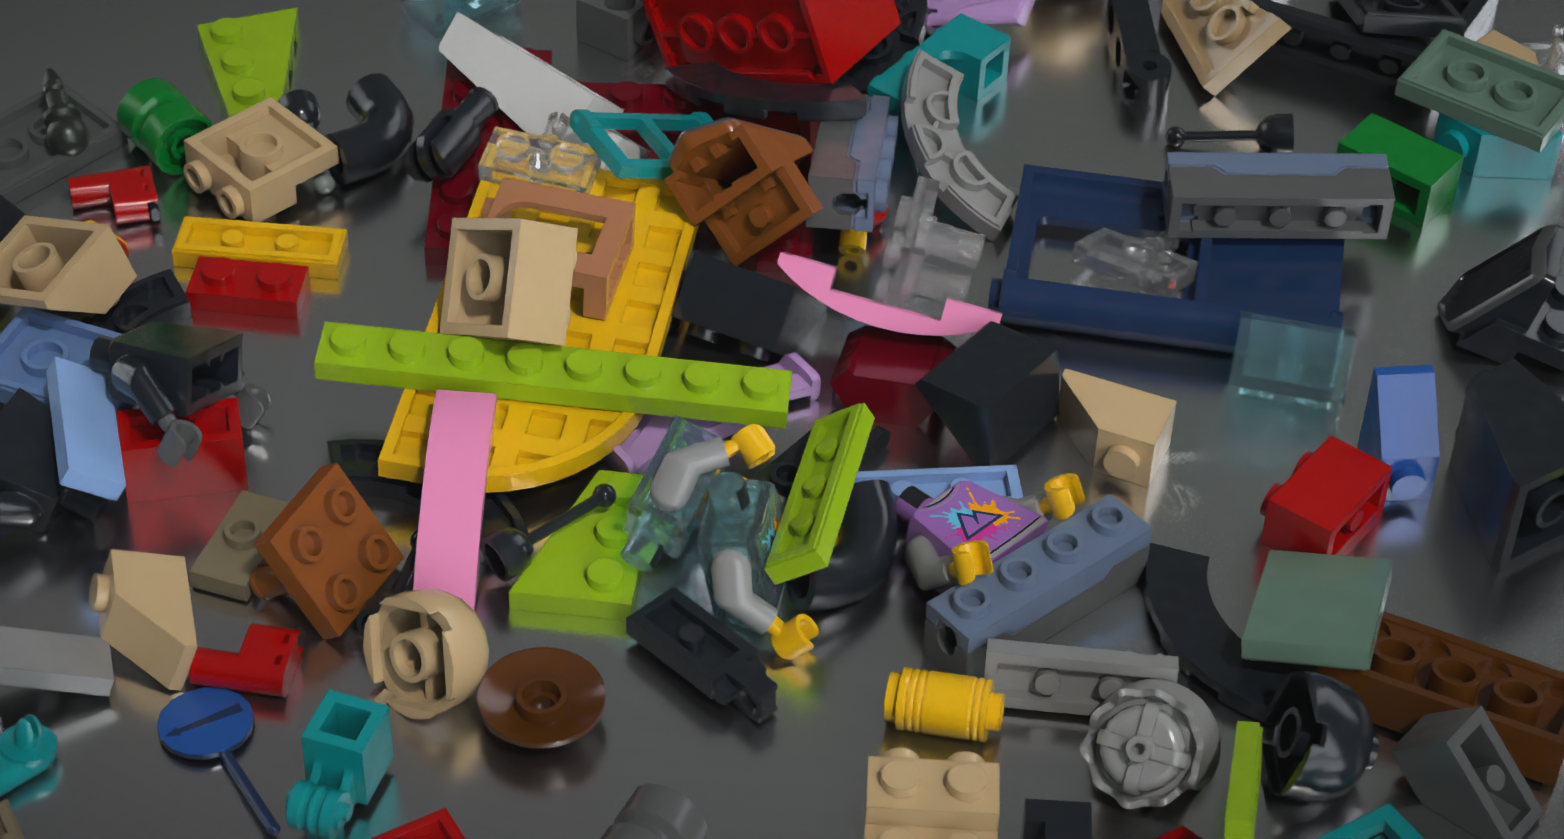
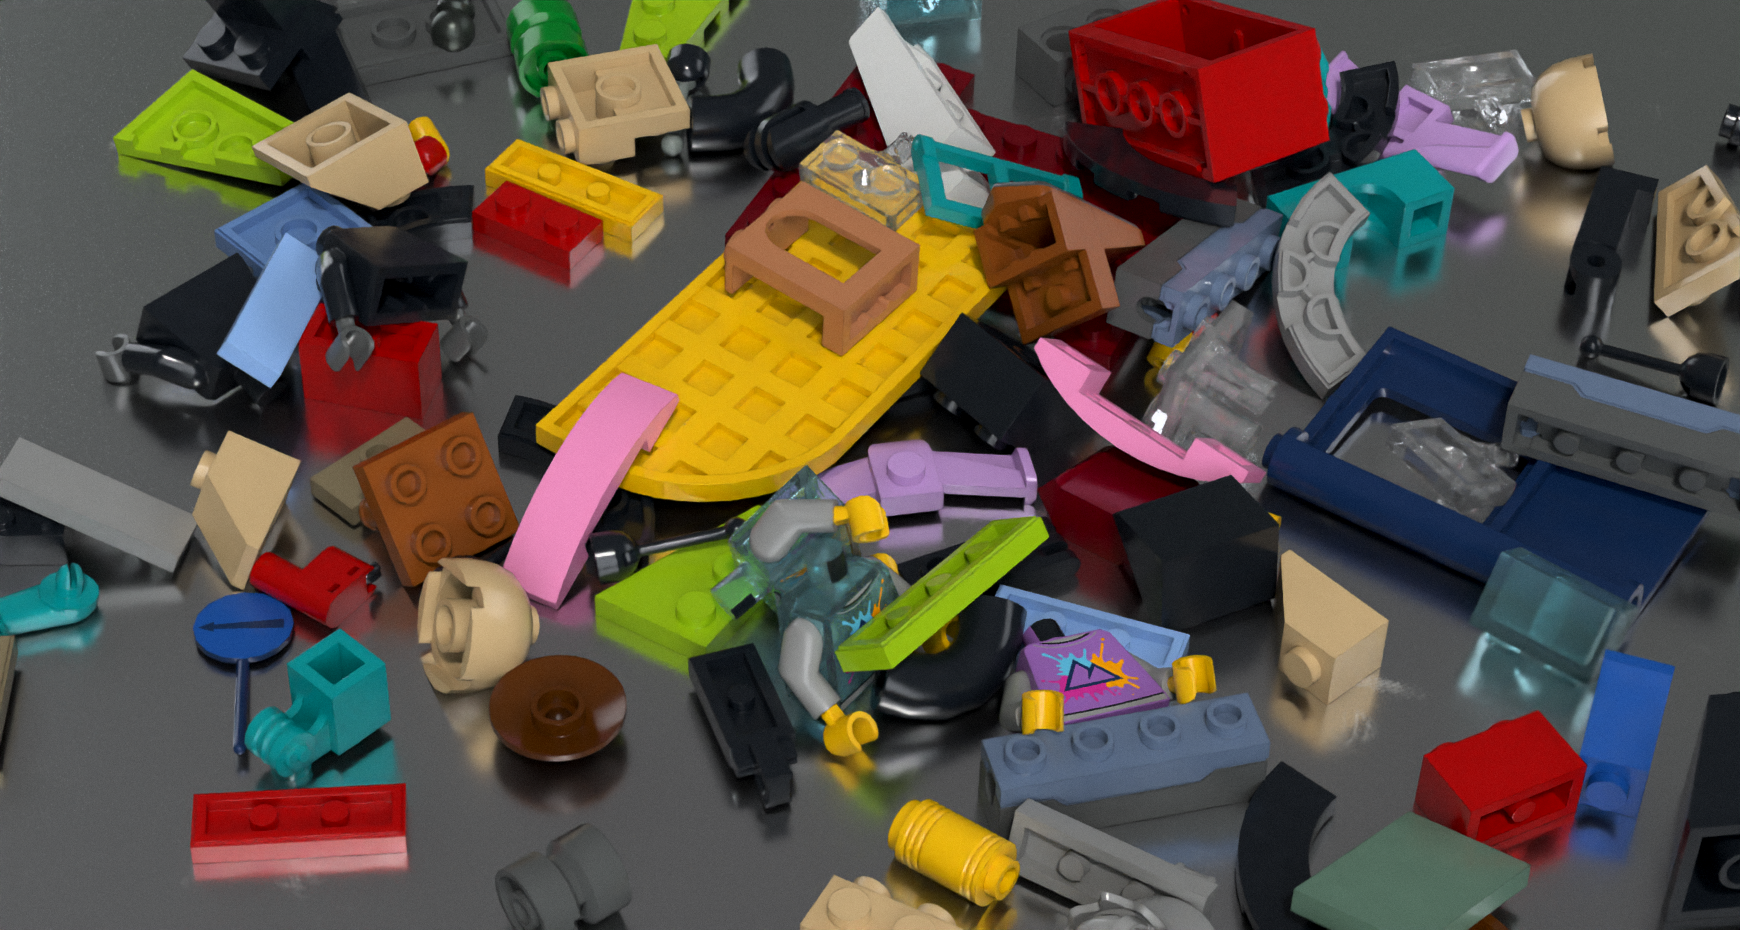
camera: 25 degrees right, 0 degrees up
(127, 190) = (479, 101): red piece -> none
(509, 280) = (744, 286): tan slope -> none
(554, 374) = (759, 397): lime plate -> none

